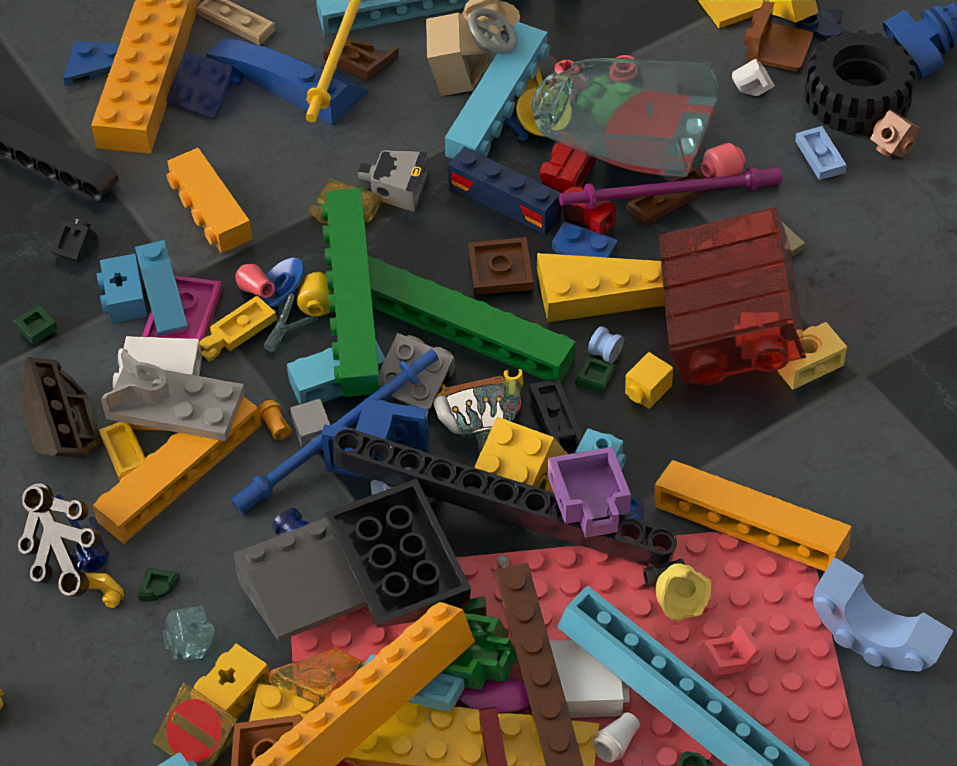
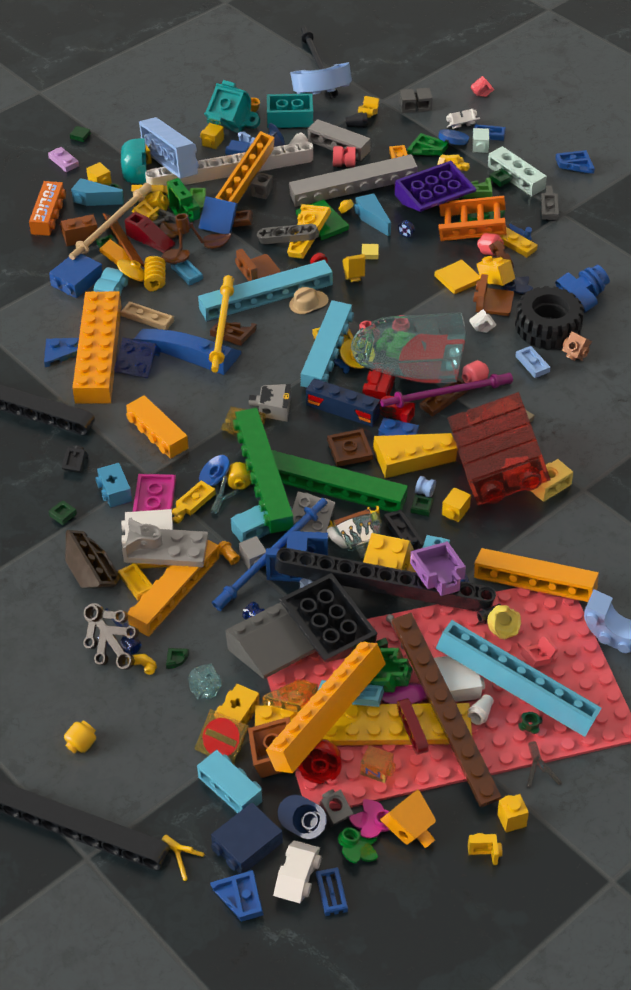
camera: 10 degrees left, 5 degrees down
(161, 287) = (140, 481): dark azure slope -> none
(253, 280) = (197, 472): coral cone -> none
(462, 48) = (301, 320): tan piece -> none

